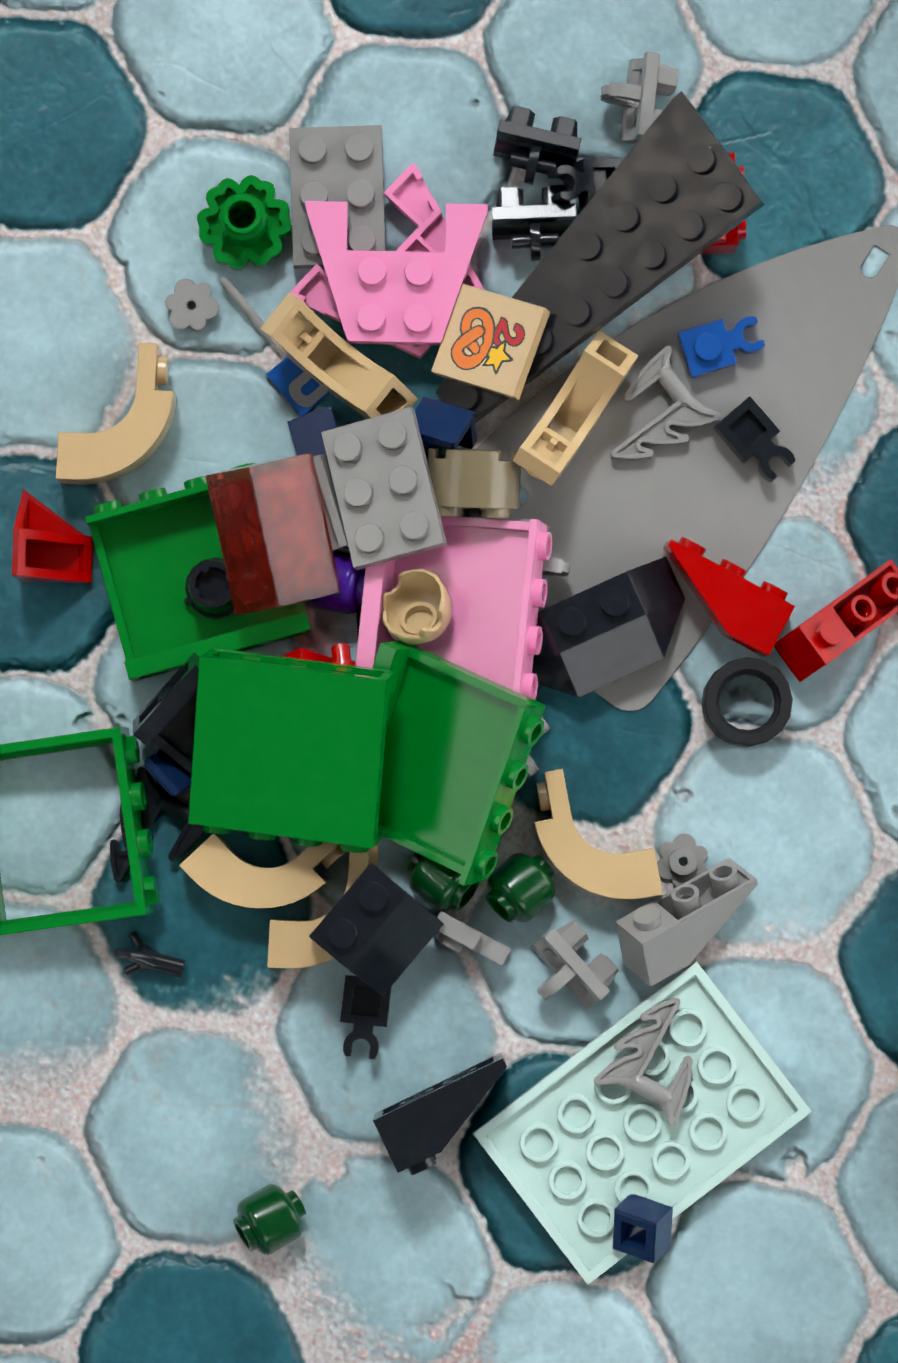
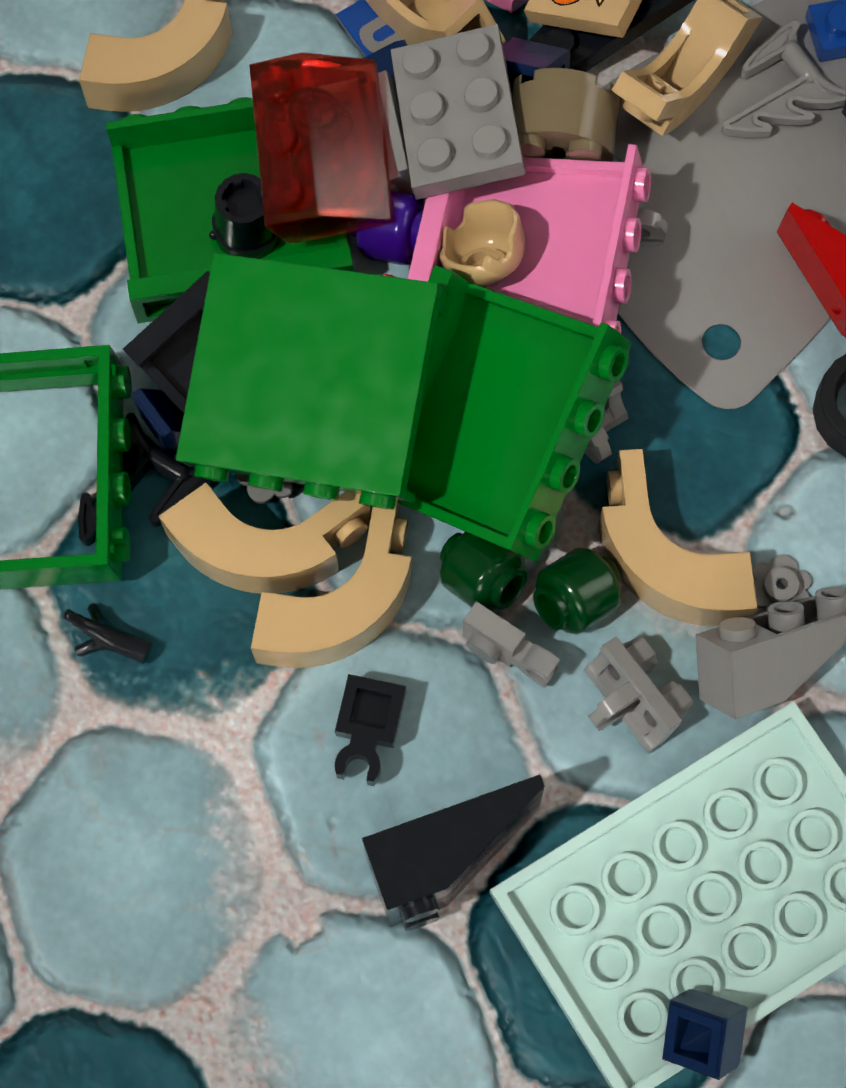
camera: 10 degrees right, 15 degrees down
(48, 546) = (57, 168): red slope -> none
(269, 1219) = (213, 974): dark green head -> none
(376, 929) = (392, 605): black slope -> none
(609, 629) = (706, 303): black wedge -> none
(629, 1069) = (700, 823): light grey piece -> none

